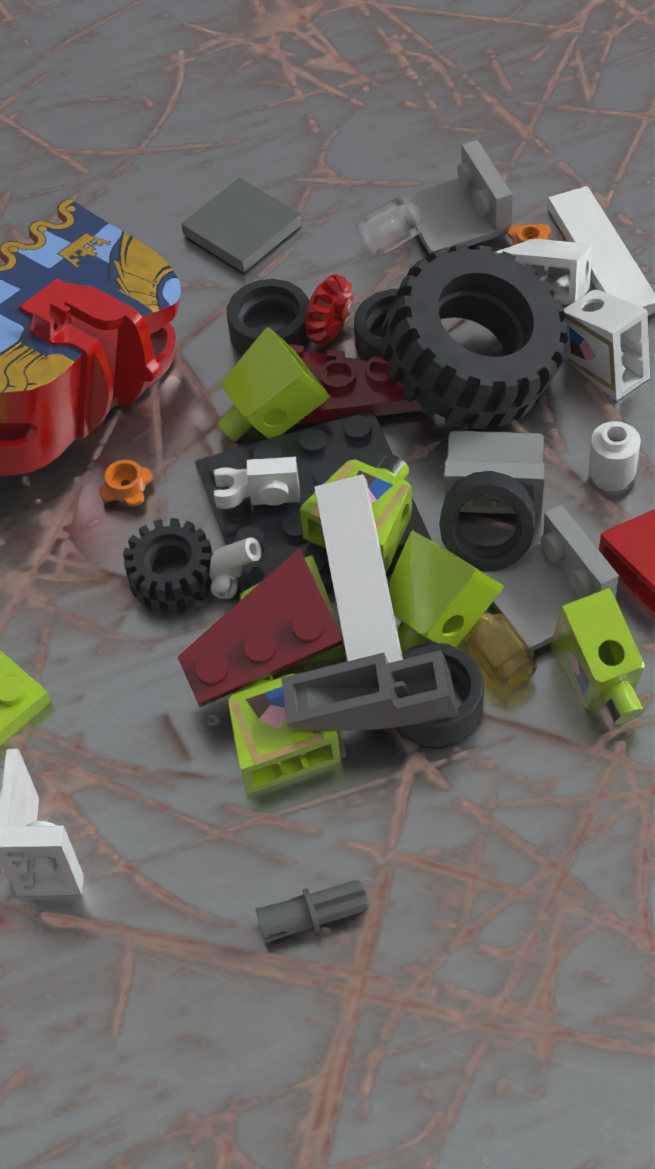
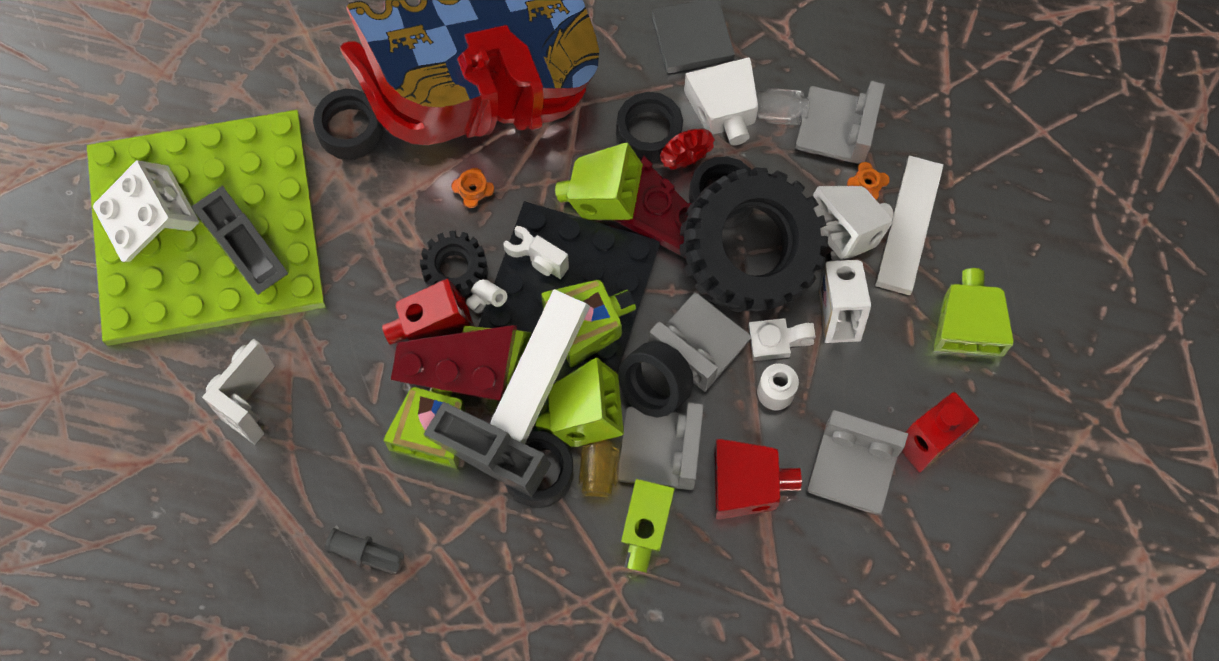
camera: 30 degrees right, 15 degrees up
(183, 611) = (429, 313): none -> red torso
(324, 245) = (724, 98): none -> white torso
(568, 424) = (773, 339): none -> white plate

